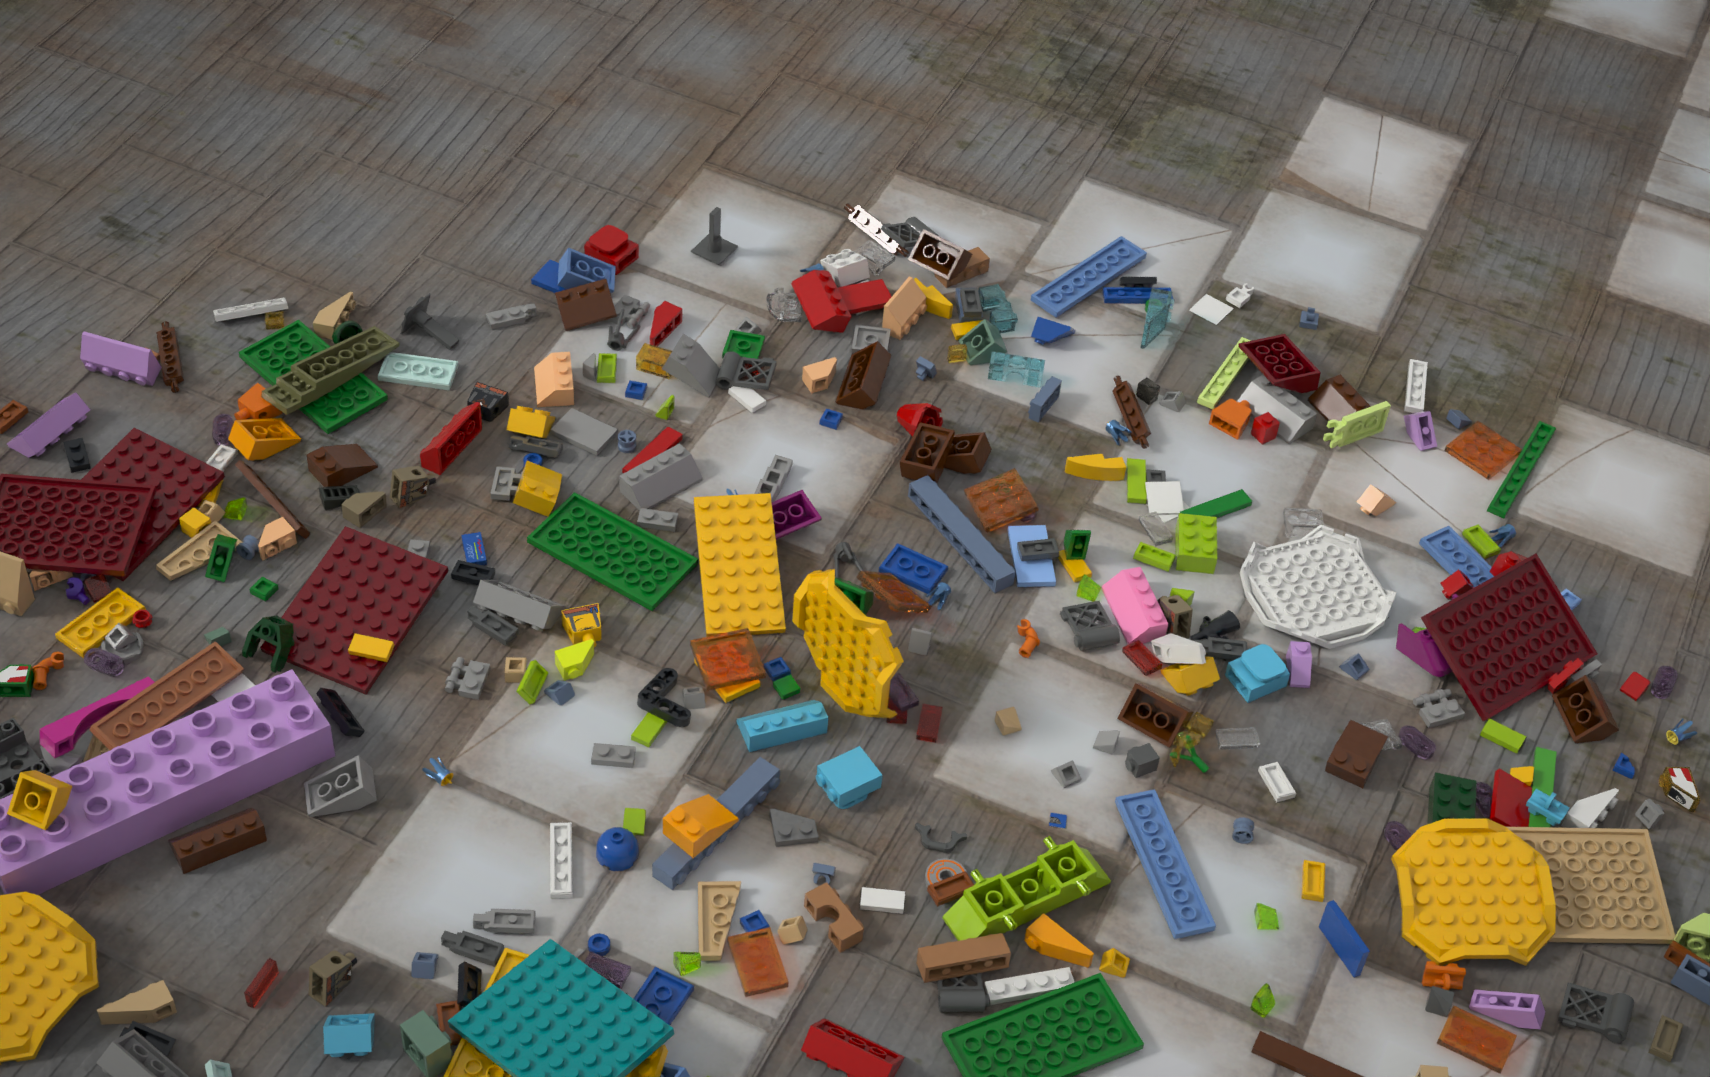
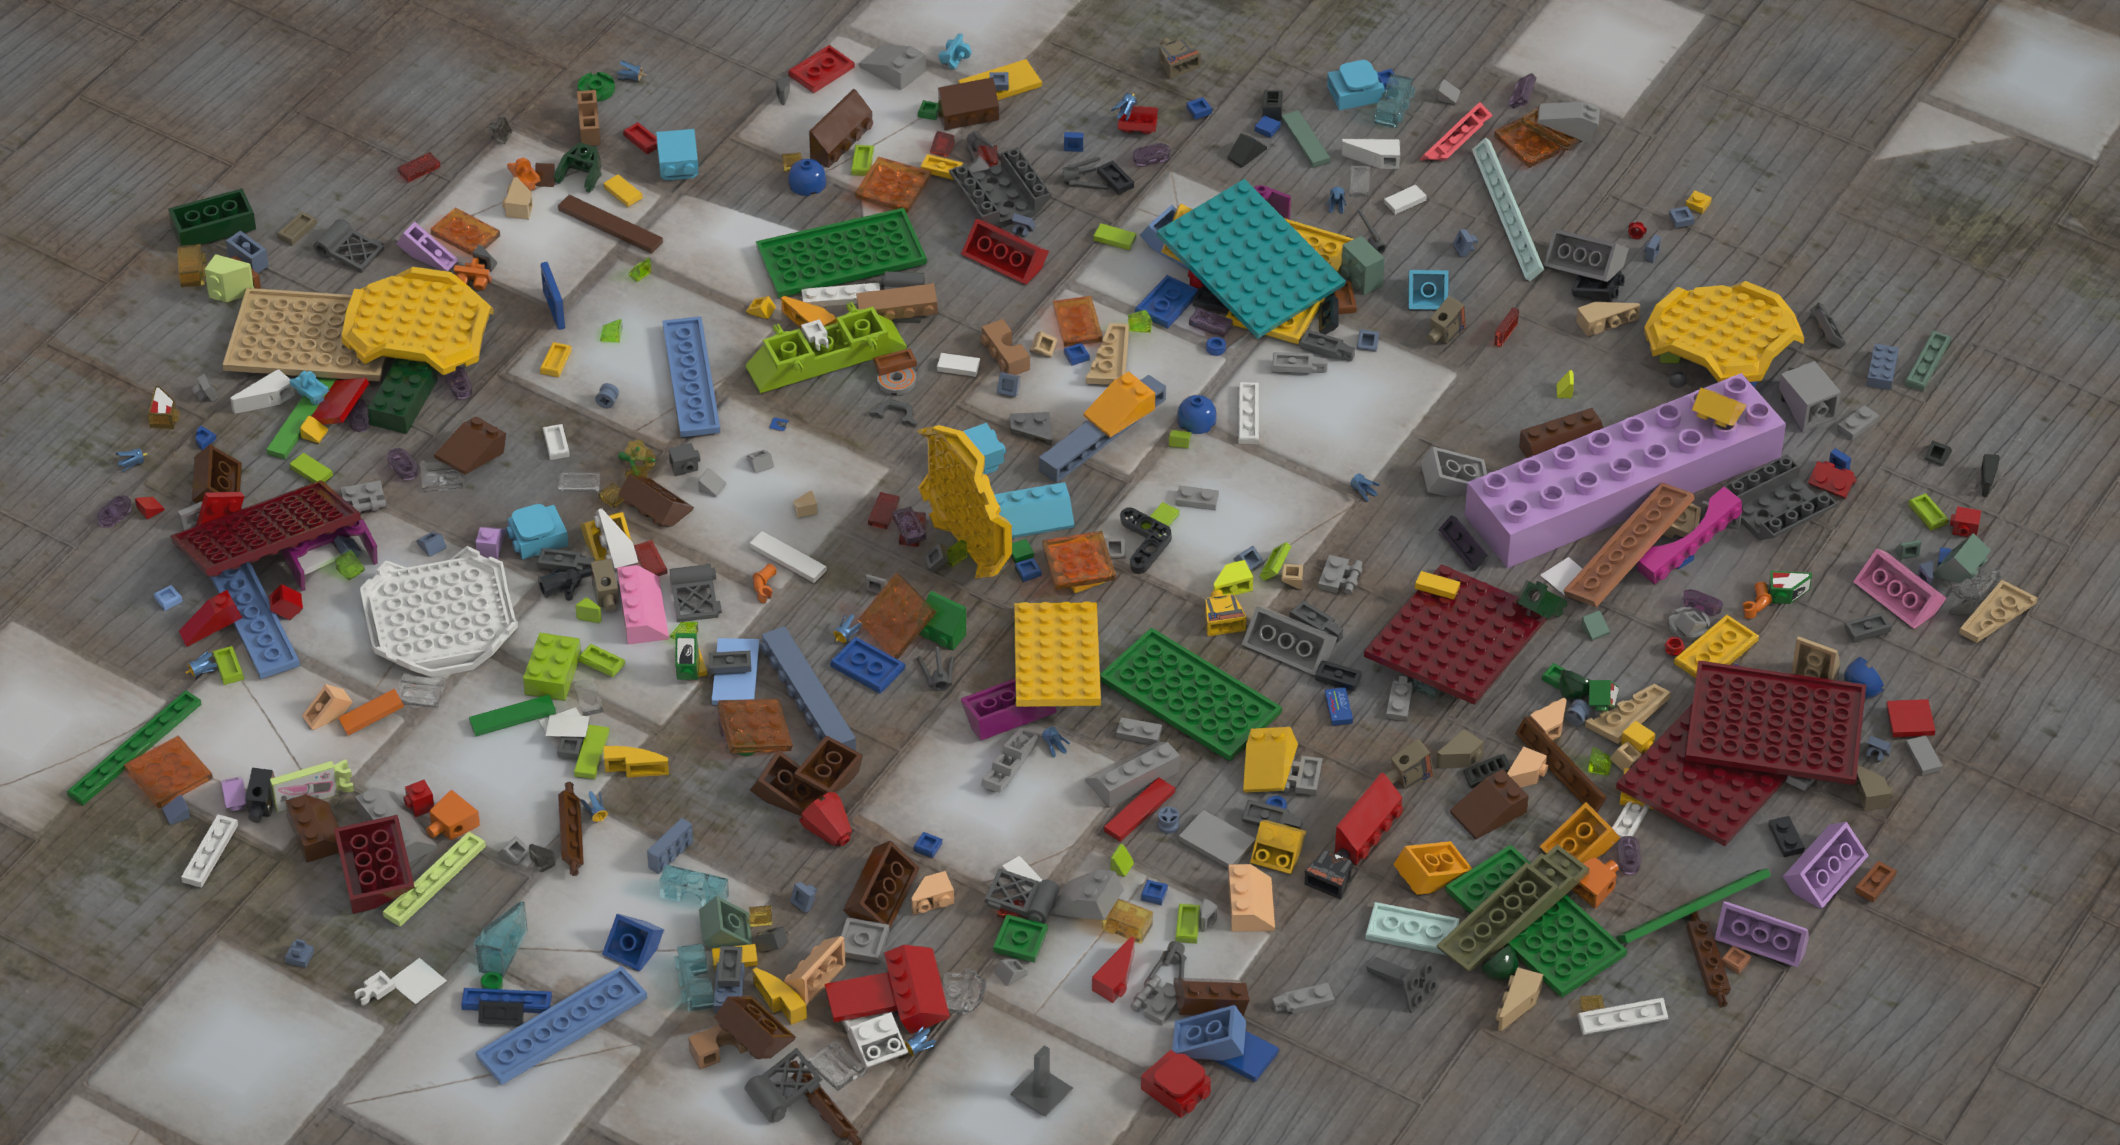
camera: 170 degrees left, 0 degrees up
(173, 389) = (1693, 906): none -> green tile
(203, 911) = (1566, 385): none -> neon yellow slope
(245, 568) = (1573, 685): none -> dark green hat
(304, 494) = (1528, 767): none -> light nougat slope
(396, 410) = (1431, 866): none -> light orange slope
(943, 340) = (771, 939): none -> dark grey slope
(1012, 669) = (788, 557): none -> white tile
(1042, 883) = (815, 332): none -> white plate
(1336, 498) = (371, 712): none -> orange tile
(1398, 418) = (259, 794): none -> black torso

